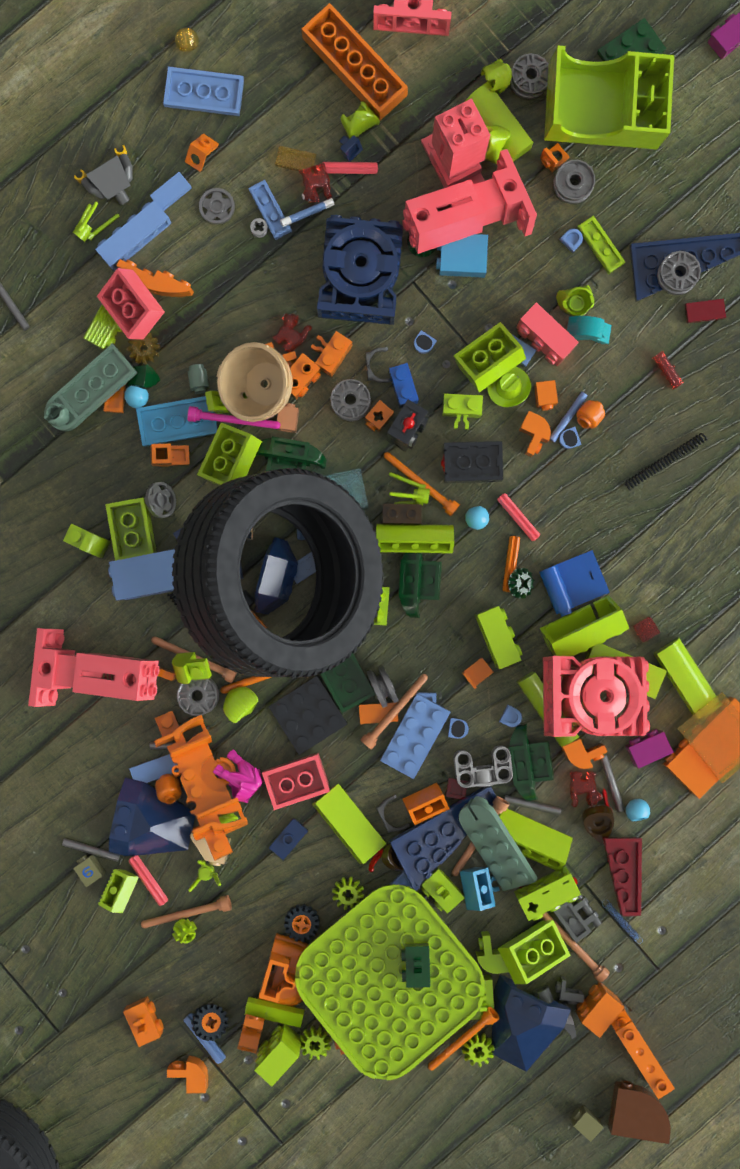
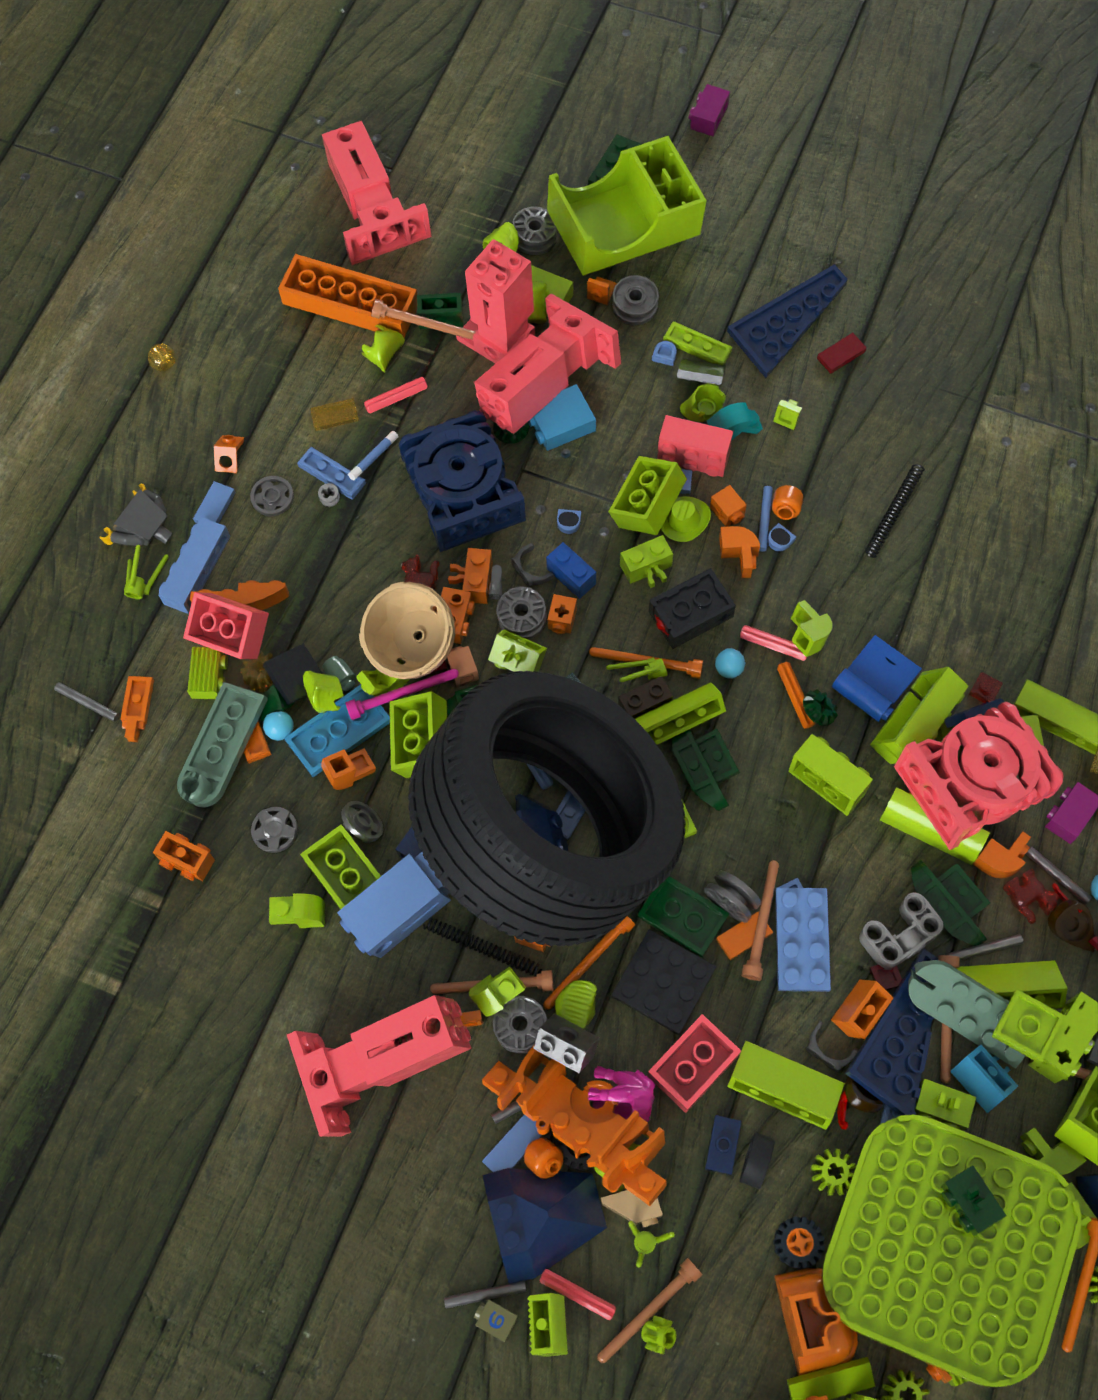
camera: 25 degrees left, 20 degrees down
(24, 457) = (179, 853): none -> orange brick
(44, 327) = (136, 706): none -> orange hinge
(99, 471) = (274, 829): none -> flat silver wheel
(165, 364) = (288, 671): none -> black tile
(177, 390) = (322, 691): none -> lime hair
(203, 91) = (202, 395): medium blue plate -> none
(218, 727) = (566, 1043): none -> flat silver brick
(302, 862) = (757, 1160): none -> black tyre
(317, 180) = (364, 419): clear red animal -> none
(330, 431) = (516, 653): none -> lime brick
(342, 370) = (495, 586): none -> dark grey cap
(350, 147) = (386, 374): dark blue tile -> none
(370, 94) = (381, 310): none -> nougat piece
(407, 425) = (600, 601): black piece -> none
(417, 112) = (441, 307): none -> dark green brick
(457, 728) = (845, 905): tile -> none
(477, 672) = (830, 830): orange bracket -> none
(511, 716) = (897, 860): medium blue tile -> none
(521, 877) = (1028, 1026): none -> lime tile
(550, 525) = (811, 630): none -> lime brick
(588, 273) = (701, 371): none -> tile
(623, 647) = (972, 712): none -> dark blue tile
(633, 342) = (787, 413): none -> lime tile
(668, 370) = (840, 423): clear red pin -> none
(686, 264) = (793, 326): flat silver wheel -> none

